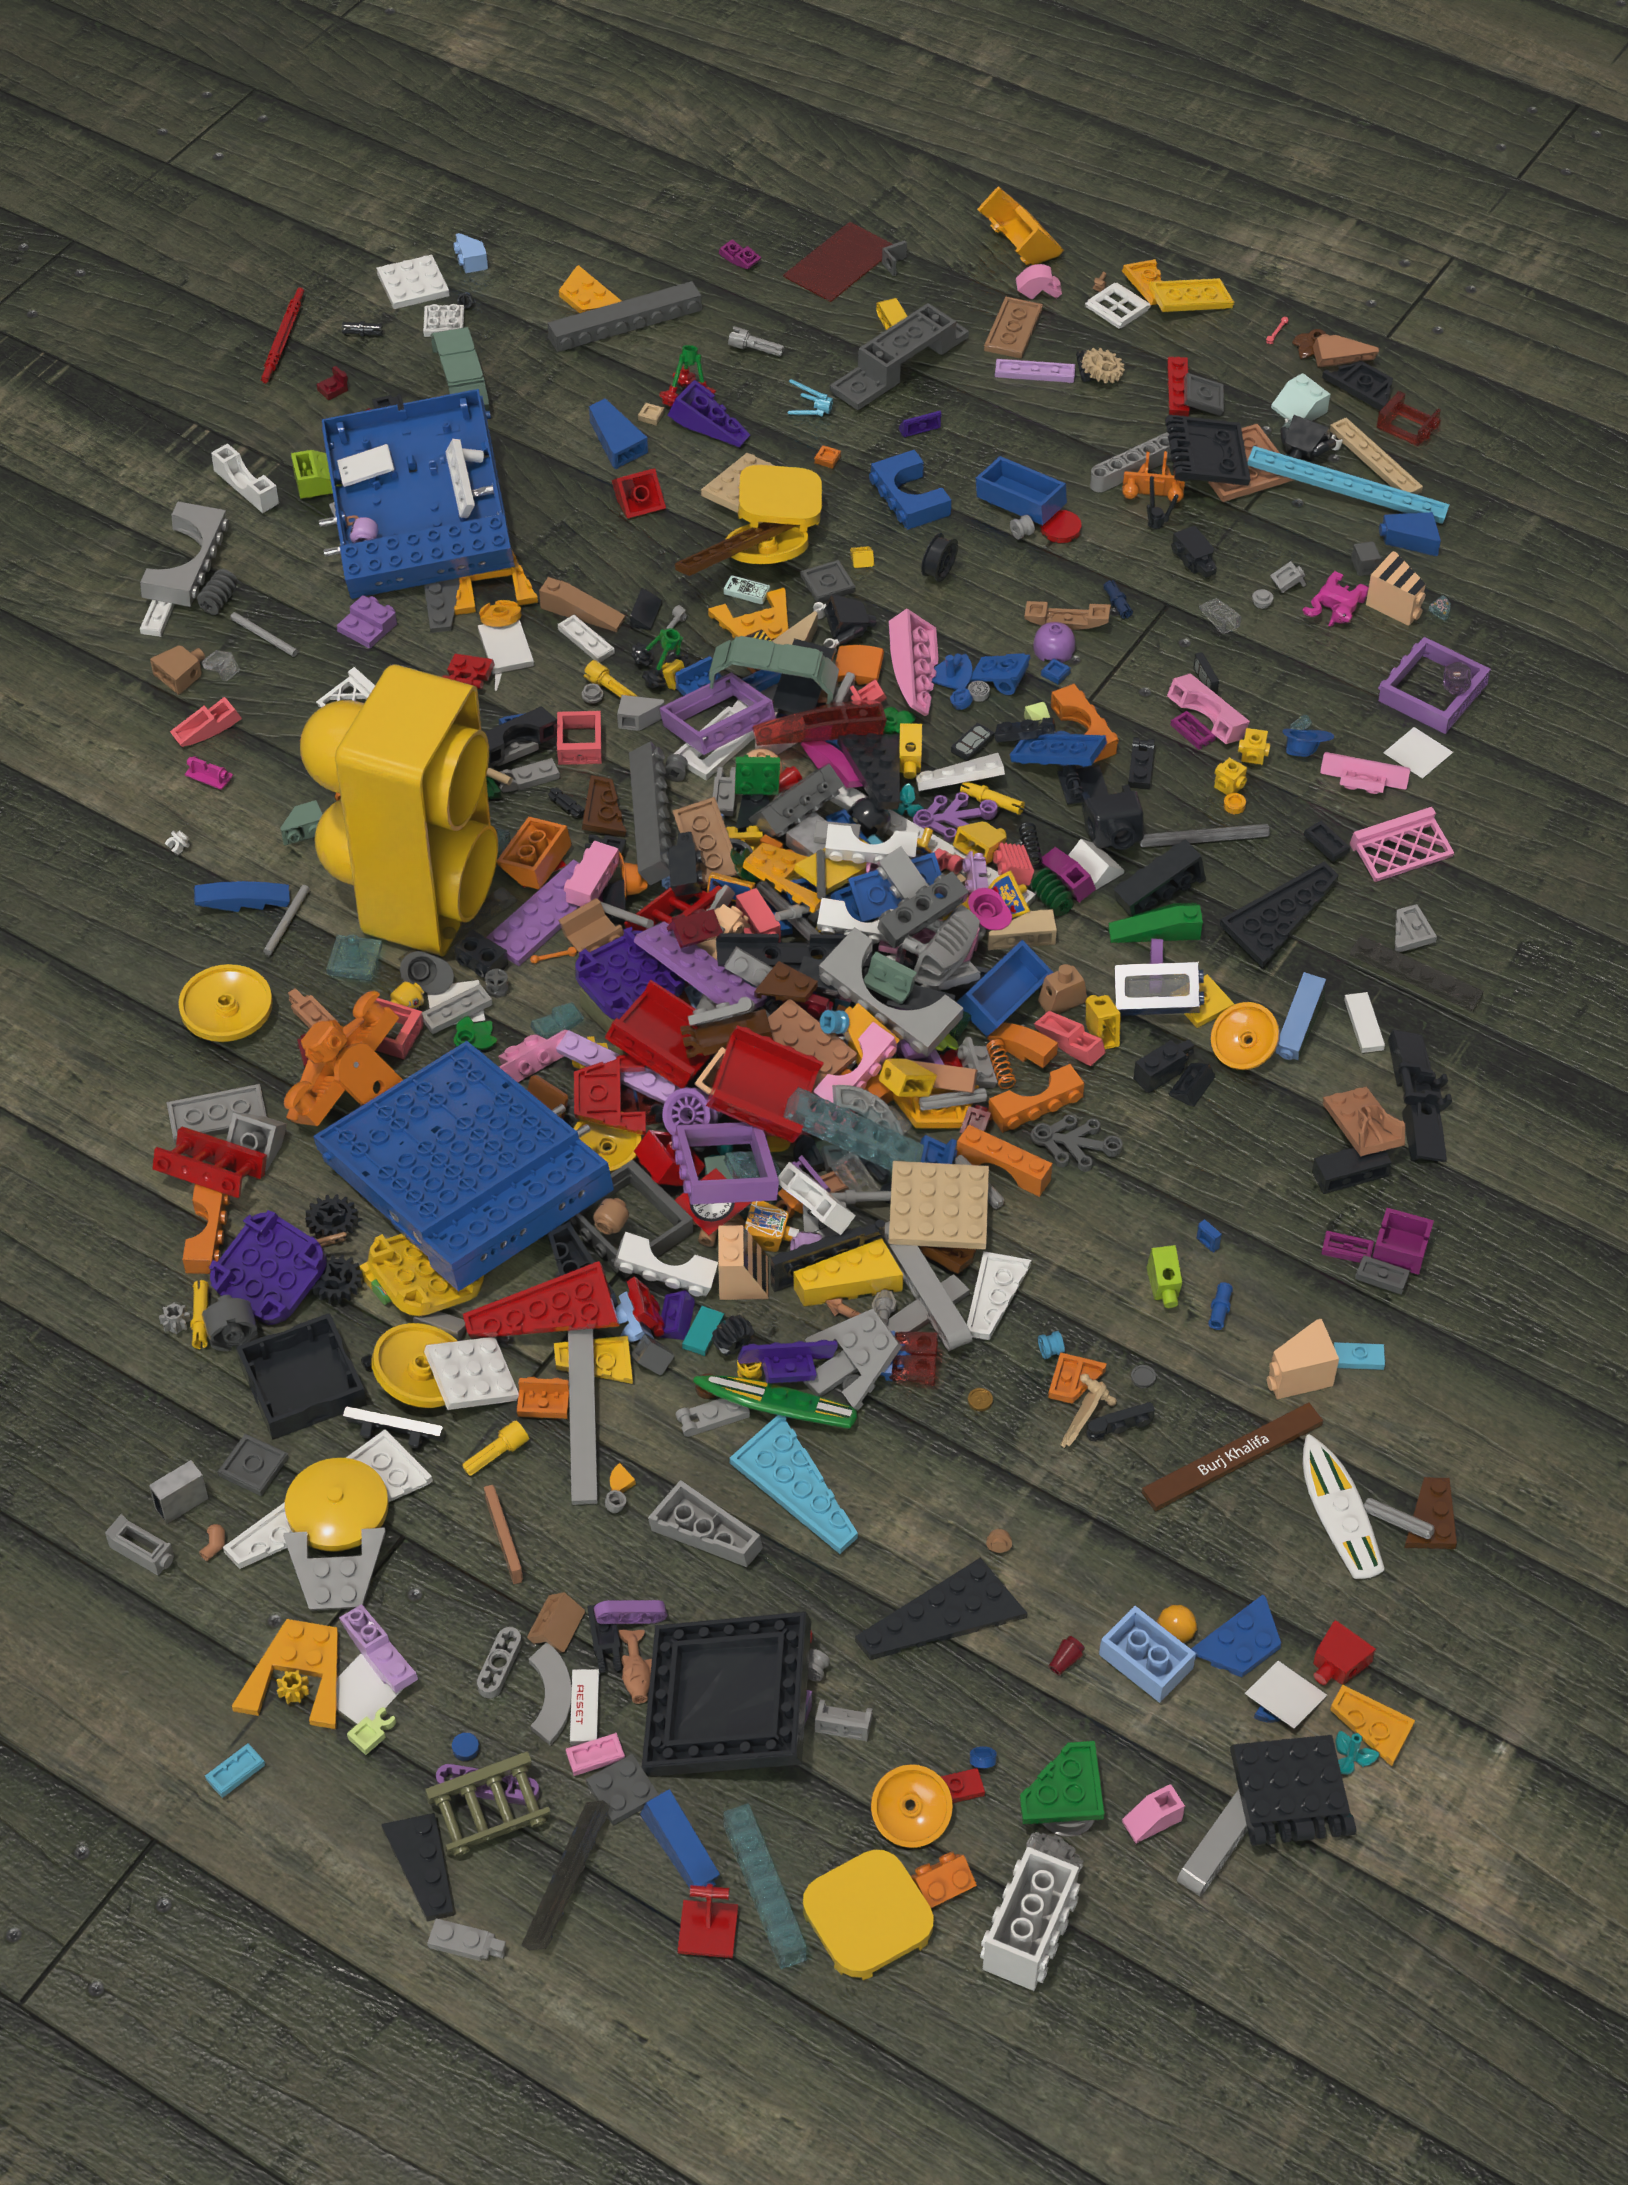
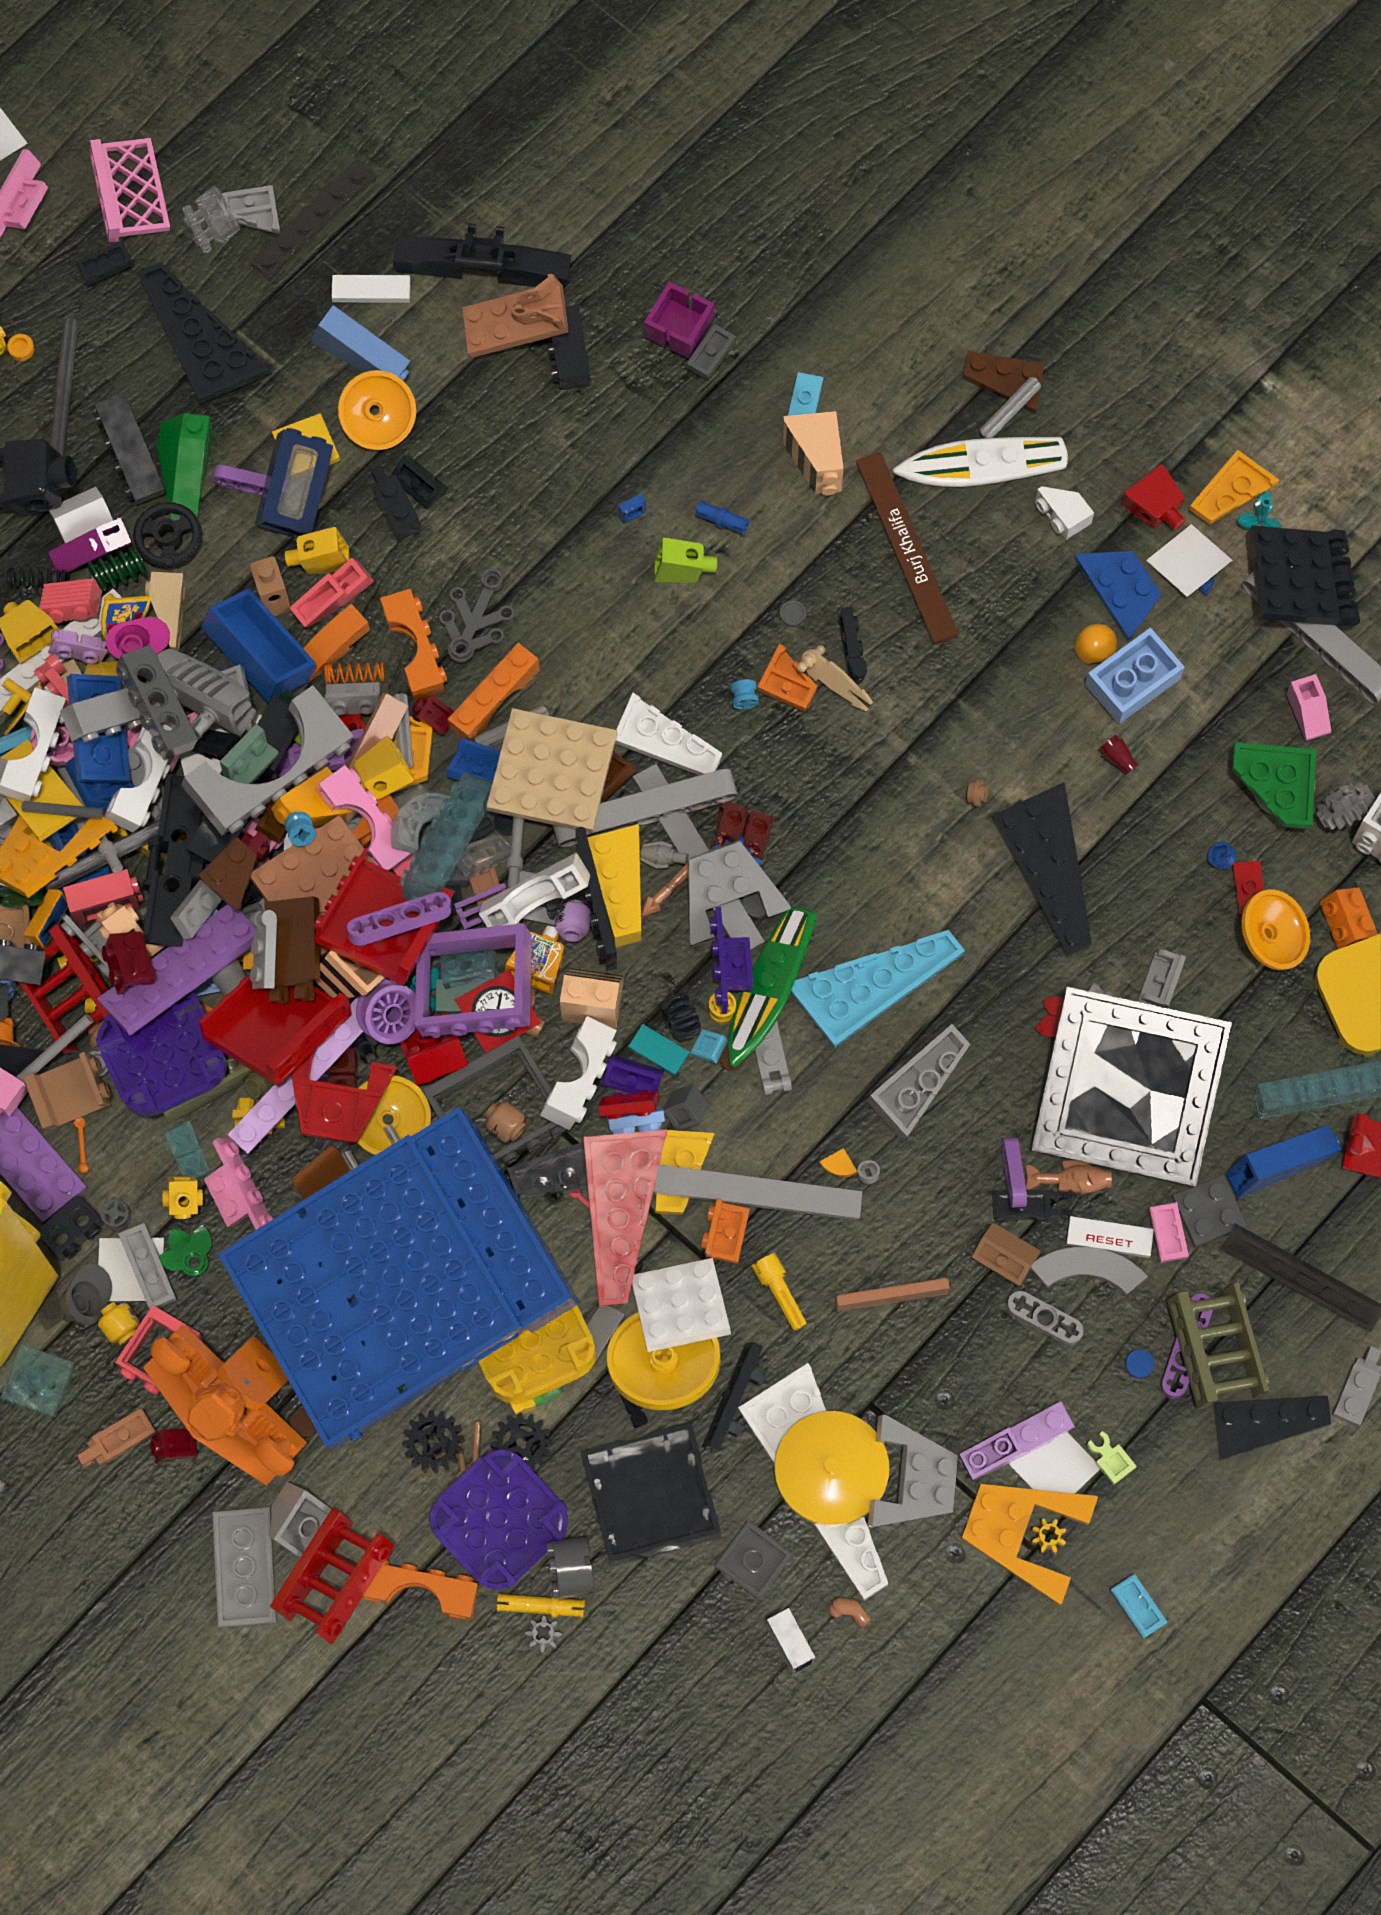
camera: 80 degrees left, 20 degrees up
(155, 1562) = (834, 1717): light grey window -> none
(225, 1003) = (84, 1541): yellow dish -> none
(516, 1018) = (182, 1186): none -> yellow brick
(712, 1365) = (709, 1046): none -> medium azure tile
(775, 1111) = (397, 915): none -> medium lavender beam
(980, 1399) = (794, 780): pearl gold piece -> none
(1091, 921) = (186, 522): none -> black wheel
(1304, 1580) = (1065, 509): none -> white slope
(1346, 1251) = (658, 396): magenta tile -> none
(1390, 901) = (218, 216): none -> clear plate

